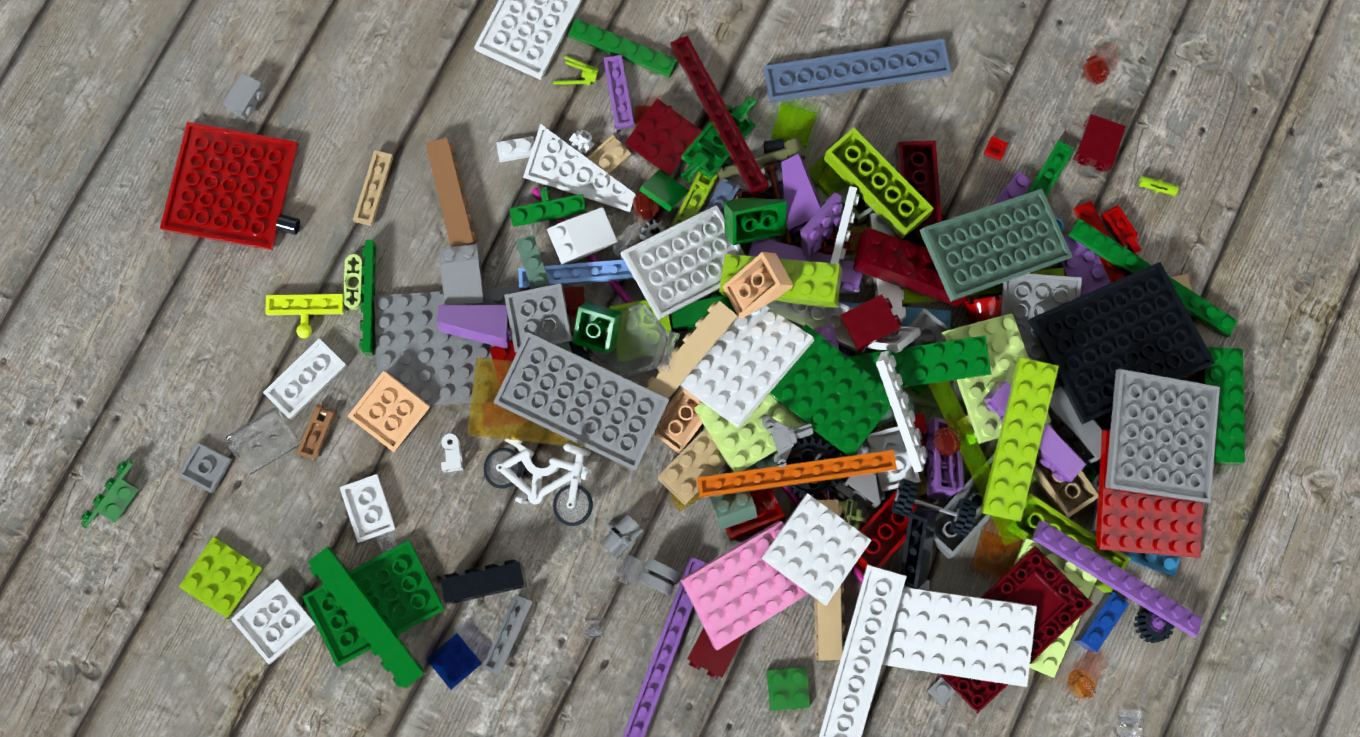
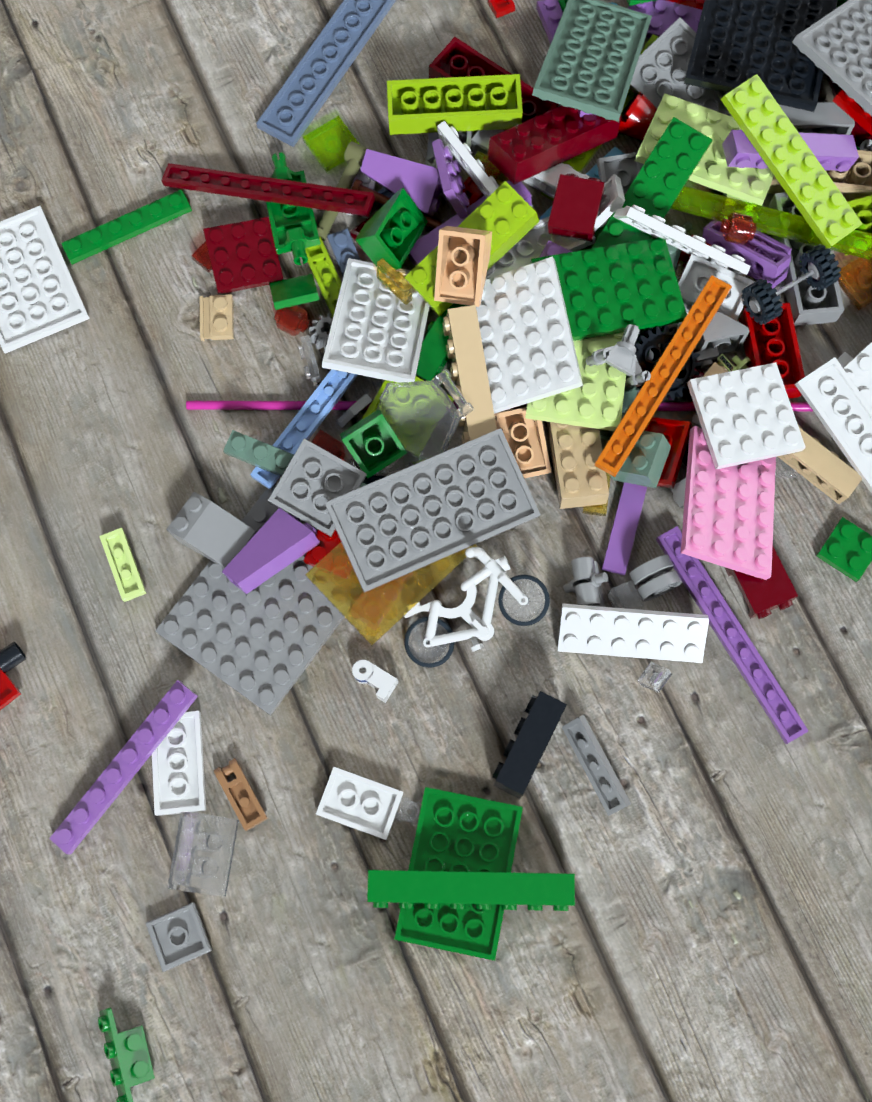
camera: 45 degrees left, 5 degrees down
(221, 577) = (304, 1010): lime plate -> none
(273, 621) = (395, 990): white plate -> none
(277, 349) = (123, 767): none -> medium lavender plate
(304, 305) = (105, 705): neon yellow plate -> none
(347, 276) = (123, 630): yellowish green beam -> none
(367, 306) = (159, 644): green plate -> none
(373, 188) = (49, 548): tan plate -> none
(389, 411) = (282, 704): light nougat plate -> none
(399, 240) = (123, 564): none -> yellowish green plate
(449, 192) = (120, 480): medium nougat brick -> none
(454, 661) = (581, 838): clear blue plate -> none
(515, 149) = (134, 391): white plate -> none
(547, 209) = (217, 405): green plate -> none
(566, 169) = (199, 358): white wing -> none
(581, 141) = (181, 326): white gear -> none
(582, 236) = (272, 393): white slope -> none
(589, 72) = (123, 271): lime plant -> none
(611, 590) = (632, 633): none -> white plate
(616, 296) = (354, 410): none -> light grey tile
(618, 92) = (165, 260): medium lavender plate -> none
(680, 531) = (624, 528): none -> medium lavender tile
(721, 248) = (394, 281): none -> clear yellow plate
(773, 145) = (335, 172): black beam -> none
(826, 177) = (405, 146): clear neon green tile -> none
(918, 546) = (812, 325): black brick -> none

